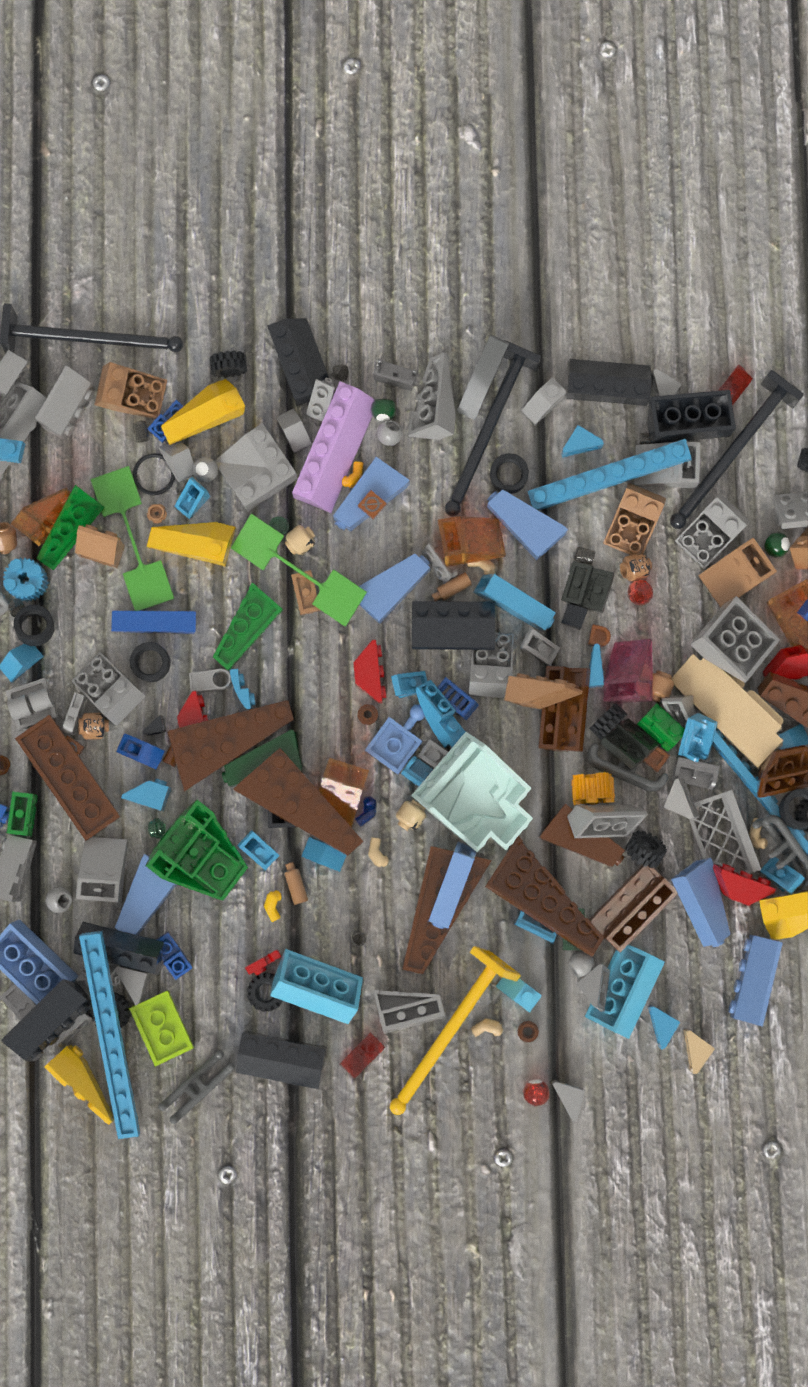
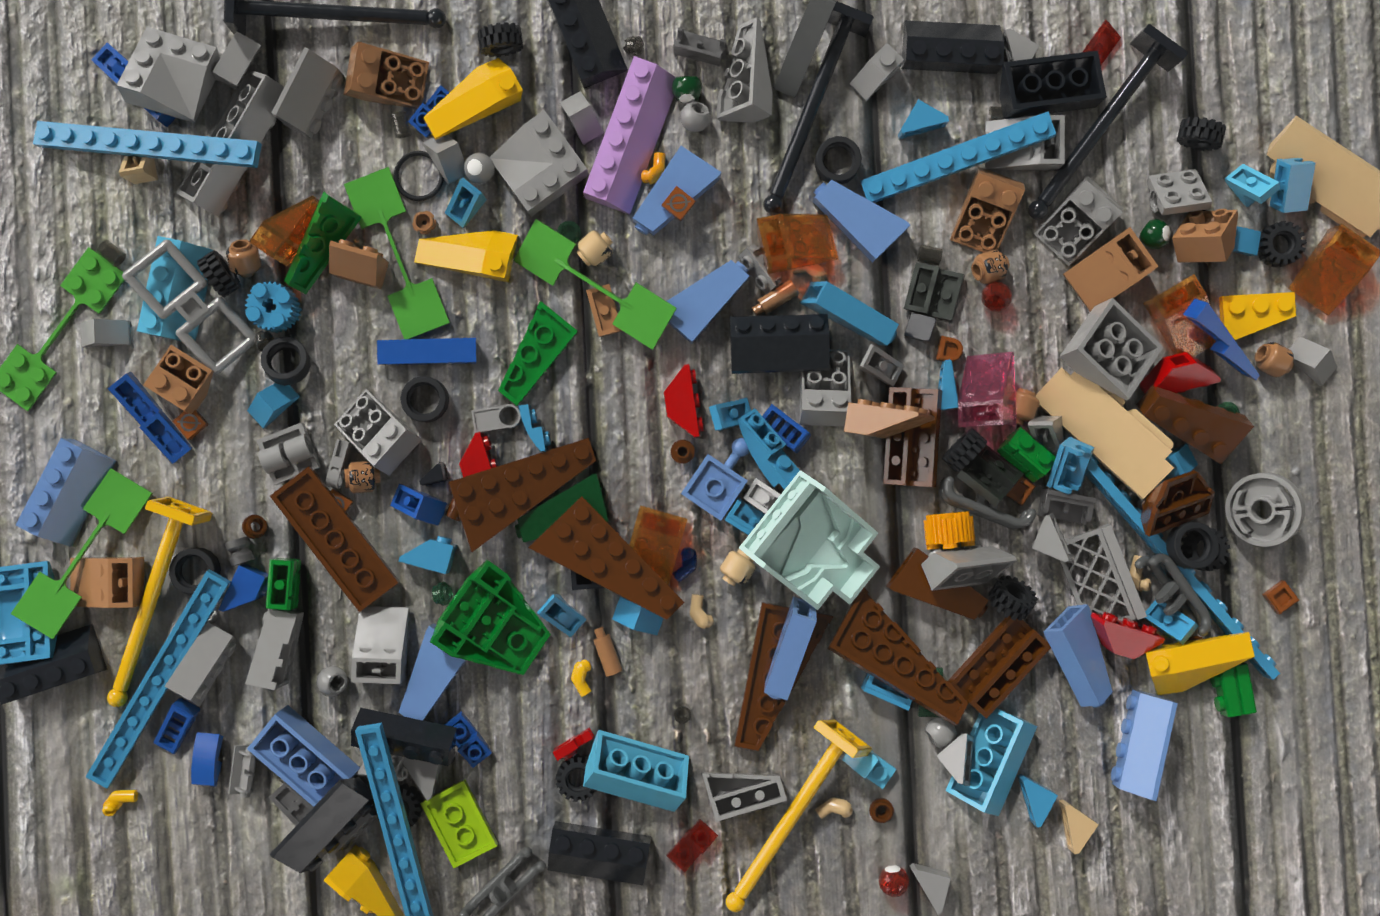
camera: 10 degrees left, 5 degrees up
(320, 398) = (612, 78): light grey hinge -> none

